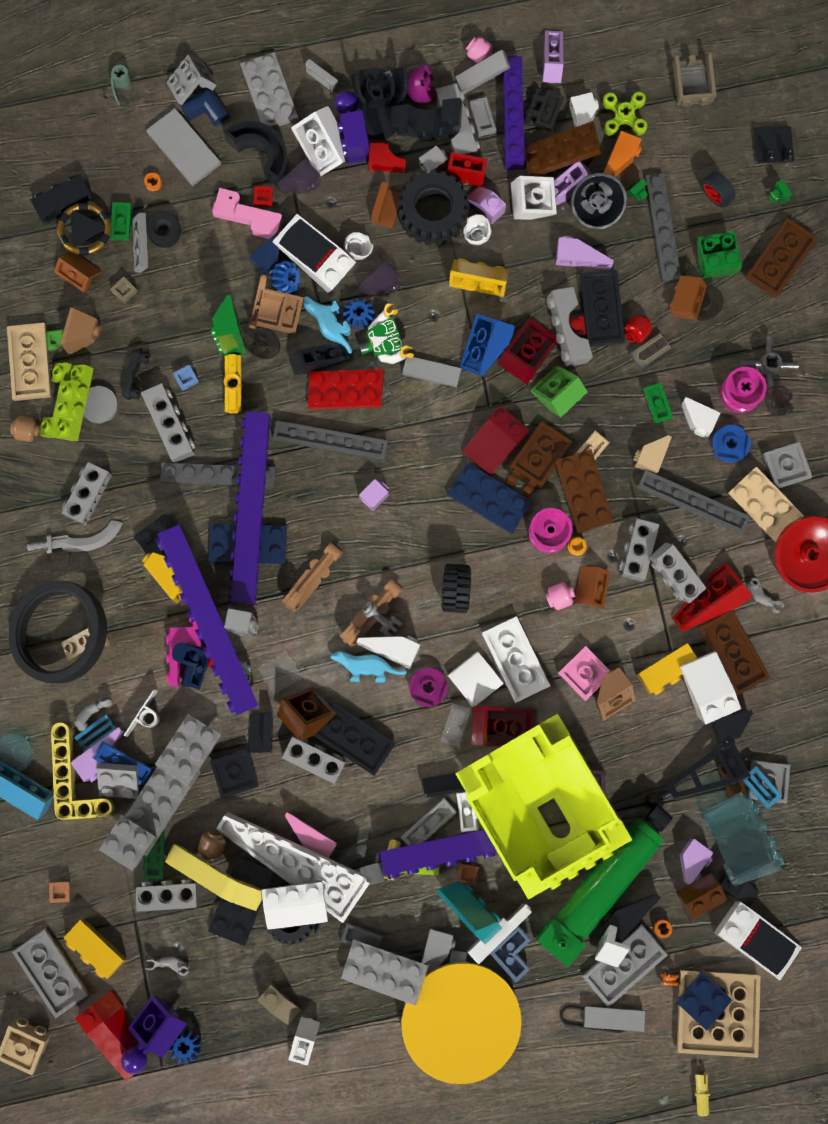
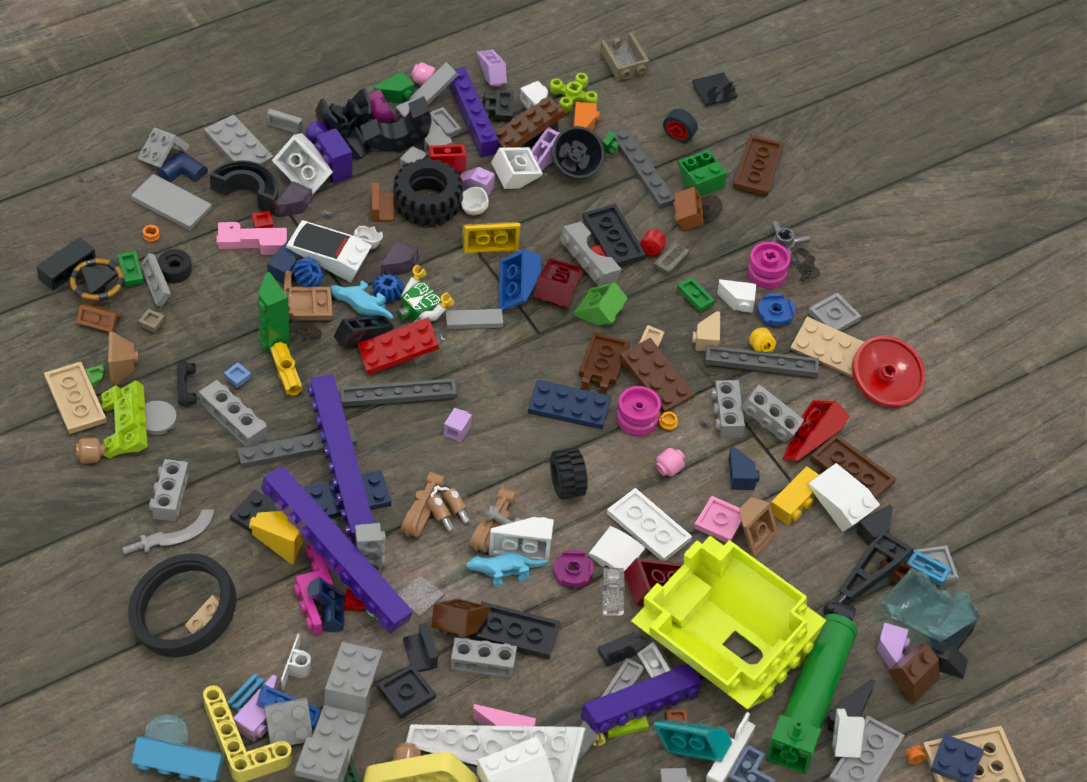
camera: 20 degrees left, 30 degrees down
(80, 721) = (229, 684): light grey arm -> none
(119, 79) = (93, 164): sand green panel -> none
(325, 589) = (440, 510): none -> medium nougat piece
(383, 160) = (368, 170): red arch -> none
(445, 61) = (396, 88): none -> green slope
(495, 440) = (557, 354): dark red slope -> none
(578, 254) = (577, 200): lavender slope -> none
(592, 586) = (697, 448): dark orange panel -> none
(625, 625) = (742, 471): none -> dark blue slope
(657, 931) = (884, 717): orange bush -> none
(702, 480) = (762, 340): none -> yellow head
(758, 939) = (984, 697): slope -> none
(759, 596) = (858, 421): light grey arm -> none
(780, 192) = (736, 119): green tile -> none

